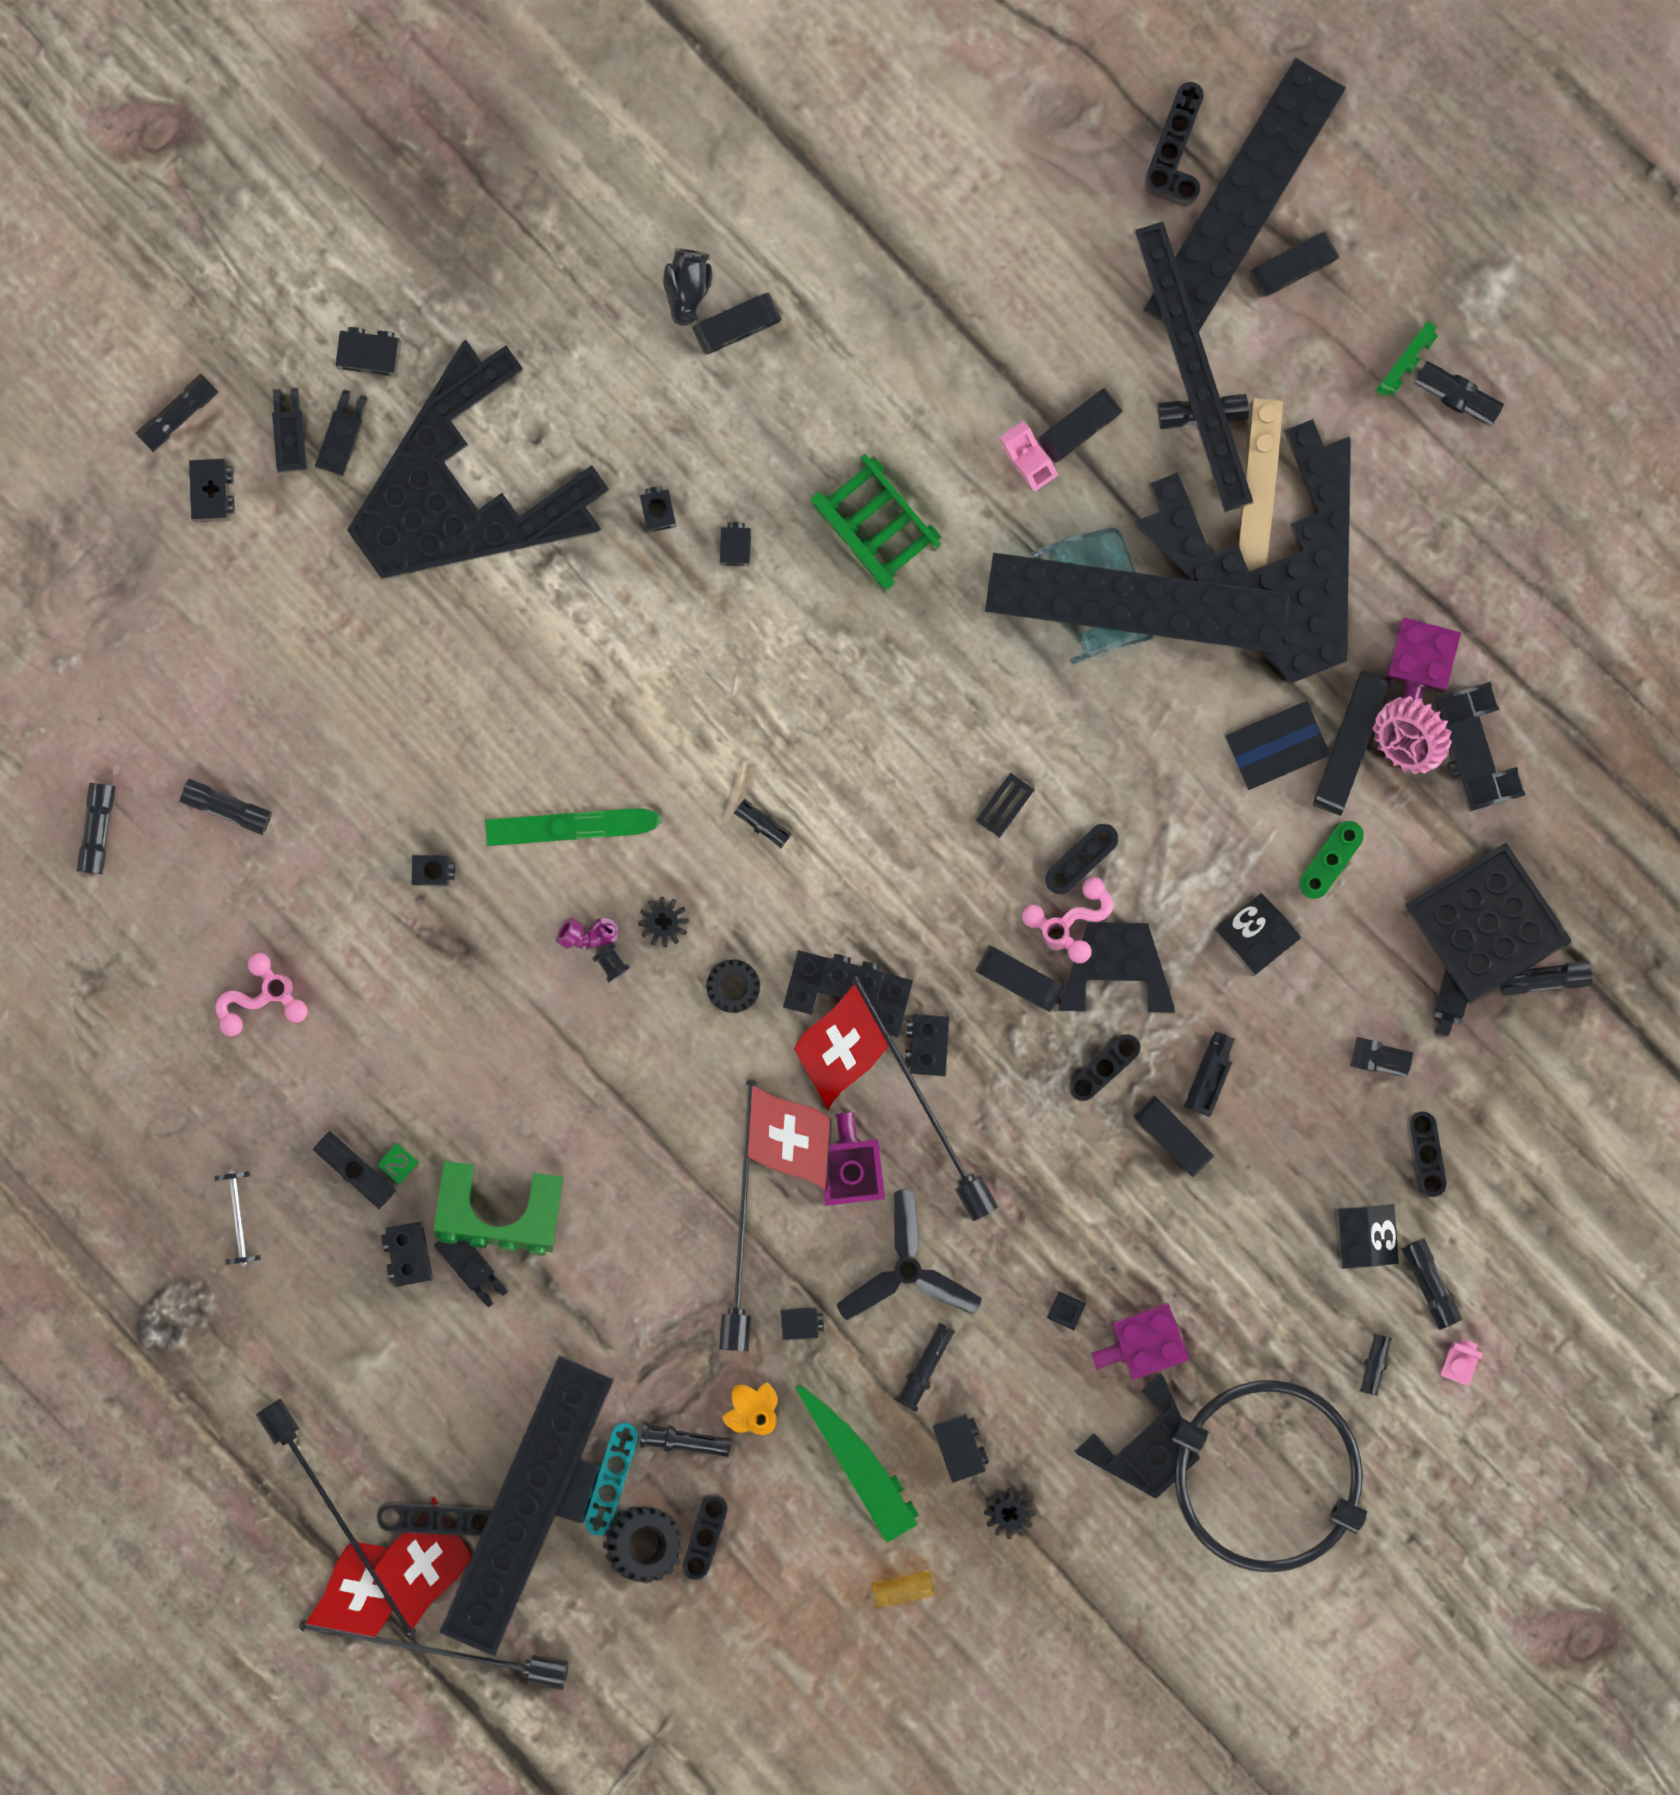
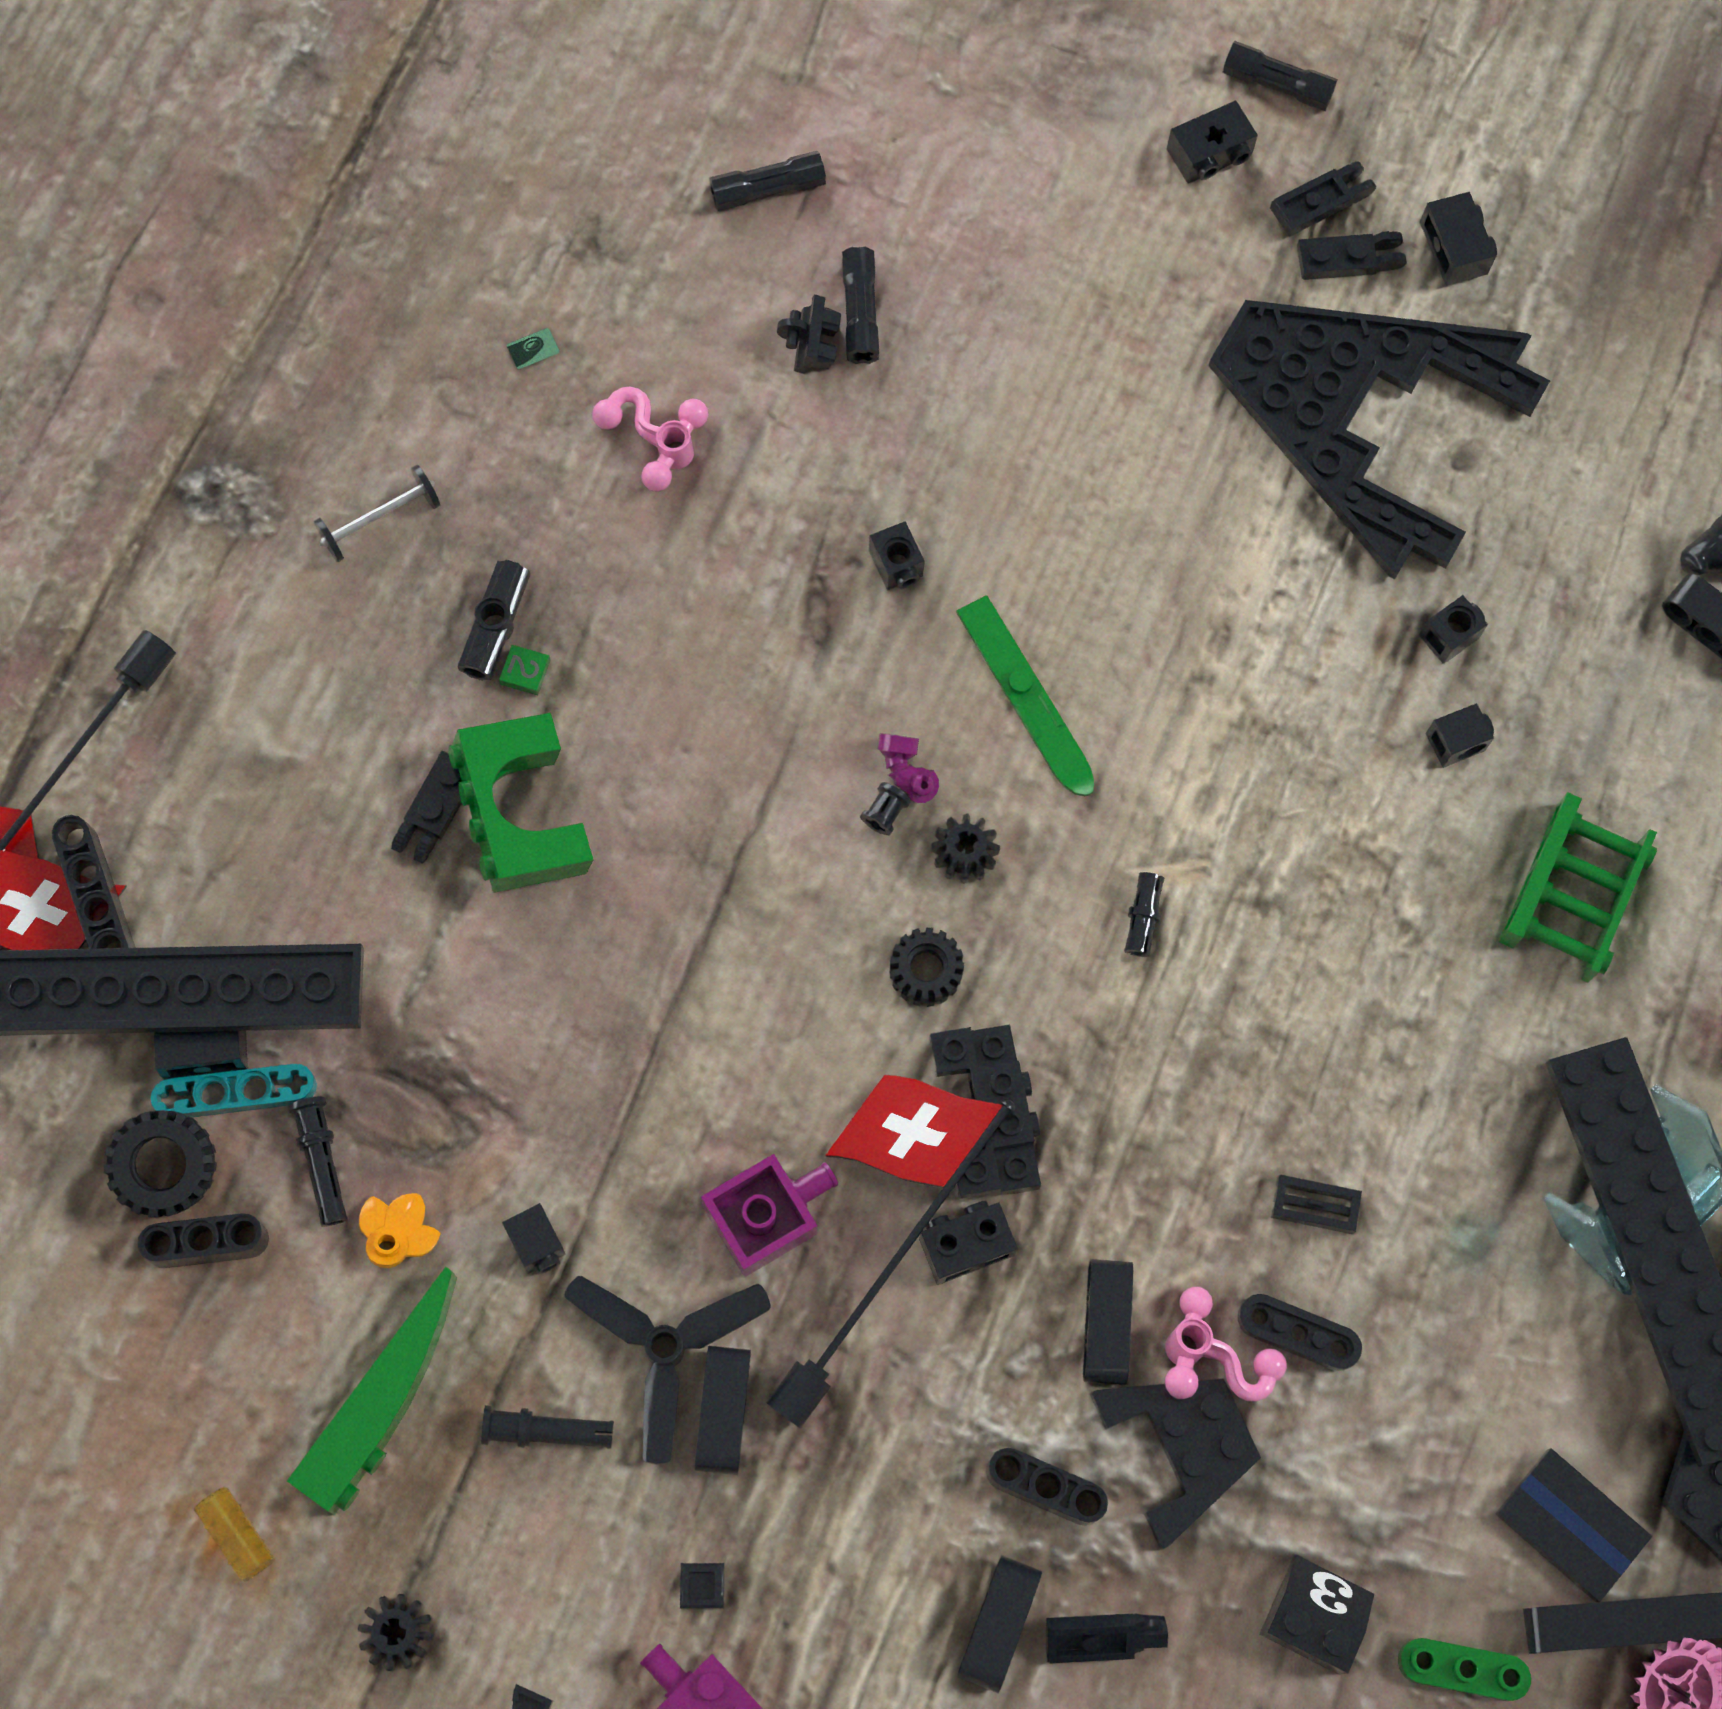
camera: 60 degrees right, 15 degrees down
(151, 1054) = (533, 348): none -> clear green sticker
(232, 857) = (804, 331): none -> black hips
(408, 1254) = (417, 724): black brick -> none
(788, 1140) = (763, 1116): flag -> none
(960, 1448) = (457, 1523): black brick -> none
(963, 1250) = (722, 1410): none -> black beam

